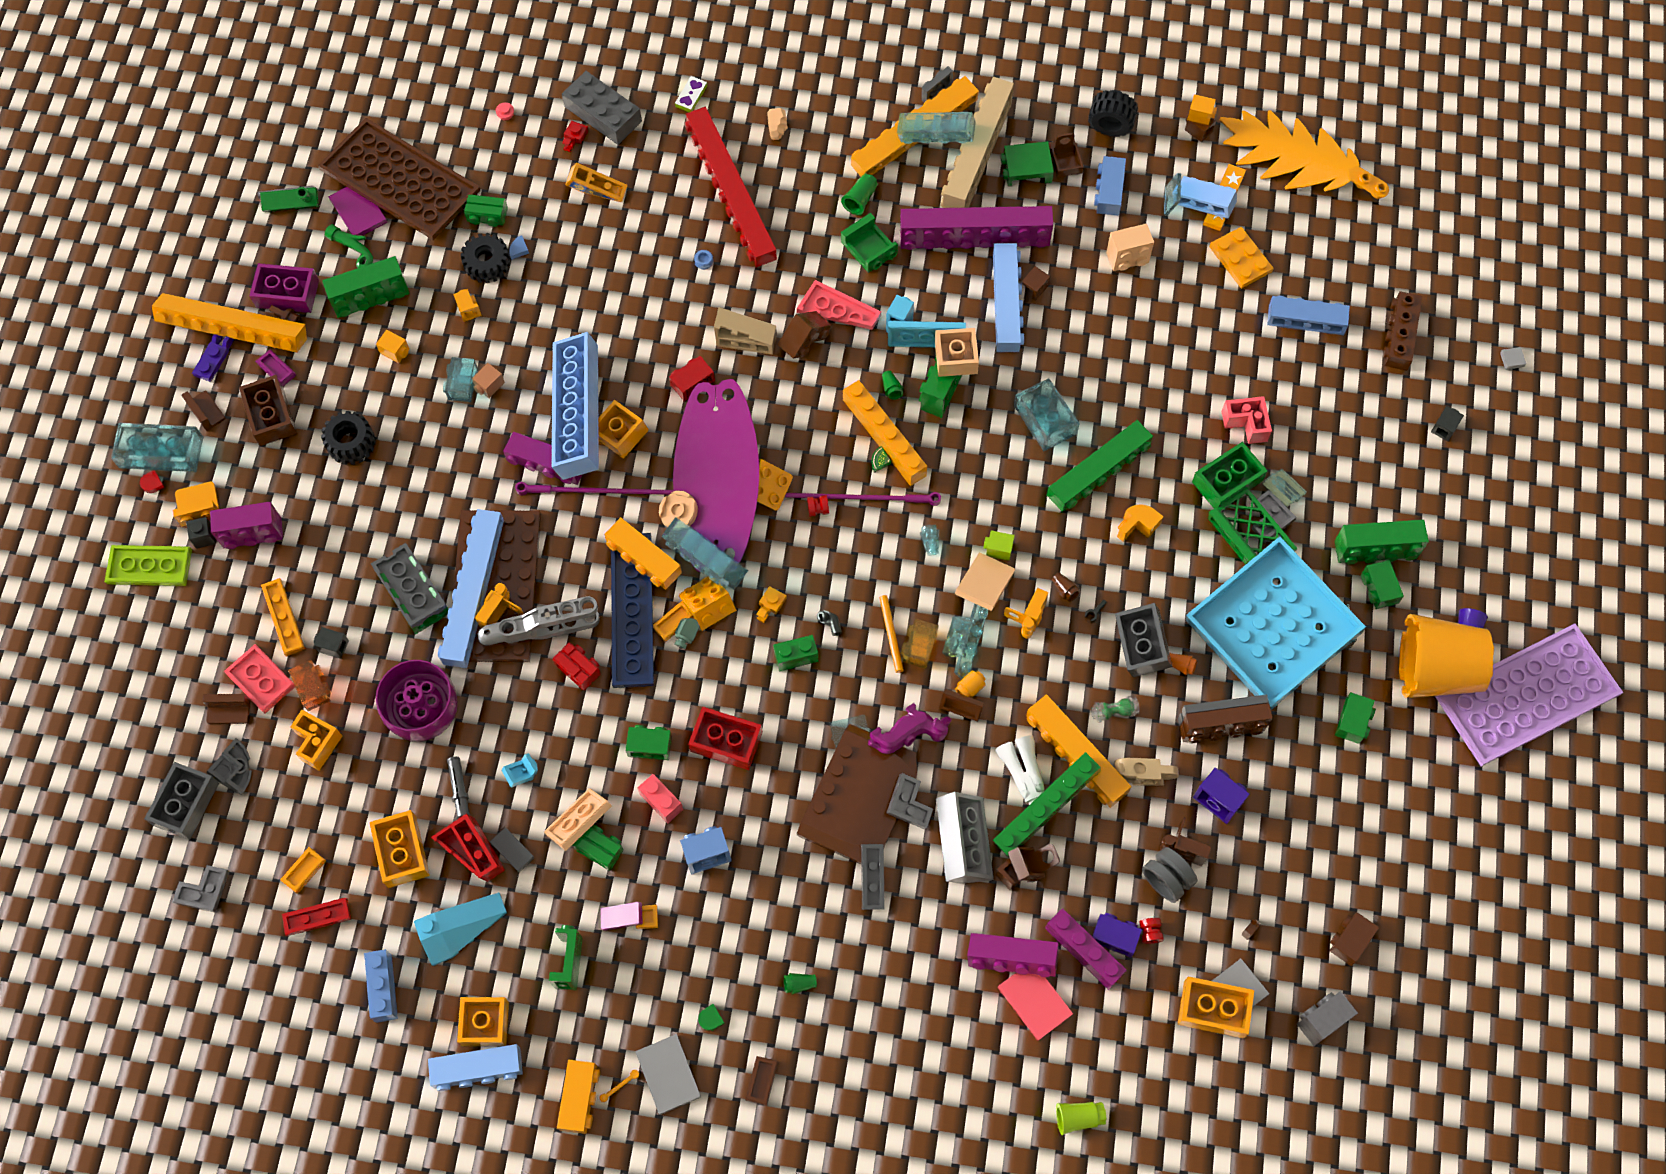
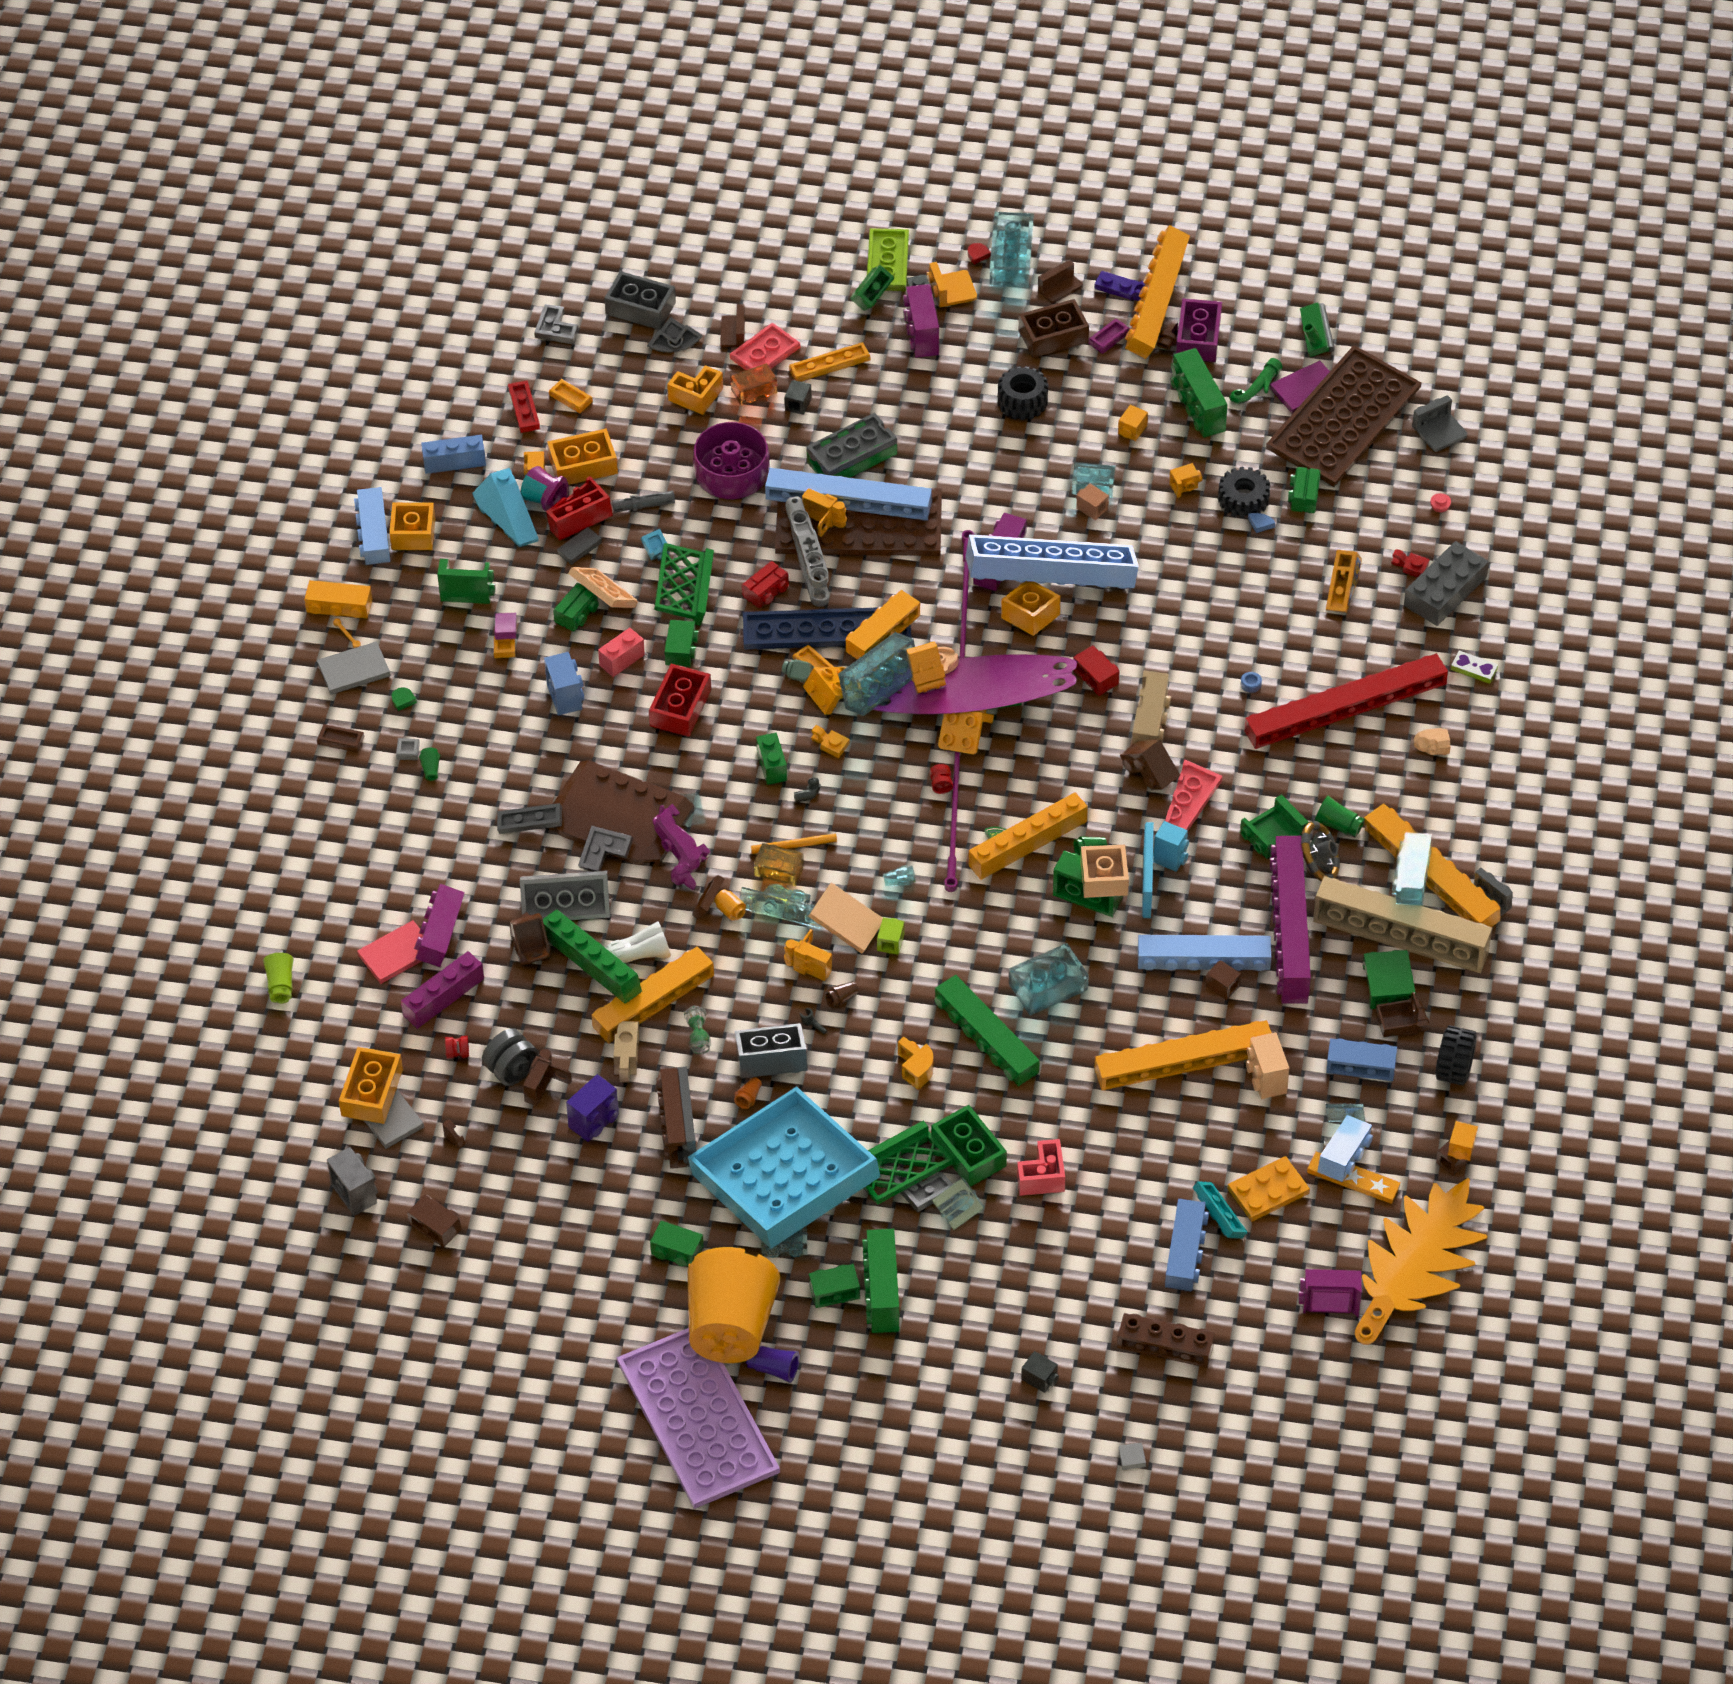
camera: 90 degrees right, 15 degrees down
(195, 572) = (872, 287): none -> green brick
(405, 899) = (533, 459): none -> light orange brick
(418, 108) = (1437, 424): none -> dark grey bracket
(443, 883) = (543, 488): none -> magenta hat
(575, 726) = (701, 586): none -> green fence
(705, 509) = (926, 667): none -> light orange piece
(776, 1008) = (407, 749): none -> light grey tile
(904, 201) = (1320, 851): none -> dark grey piece
(1115, 314) = (1177, 1055): none -> light orange brick
(1116, 934) = (455, 1016): dark purple brick -> none
(1273, 288) = (1219, 1210): none -> teal plate
(1349, 209) = (1331, 1291): none -> magenta window

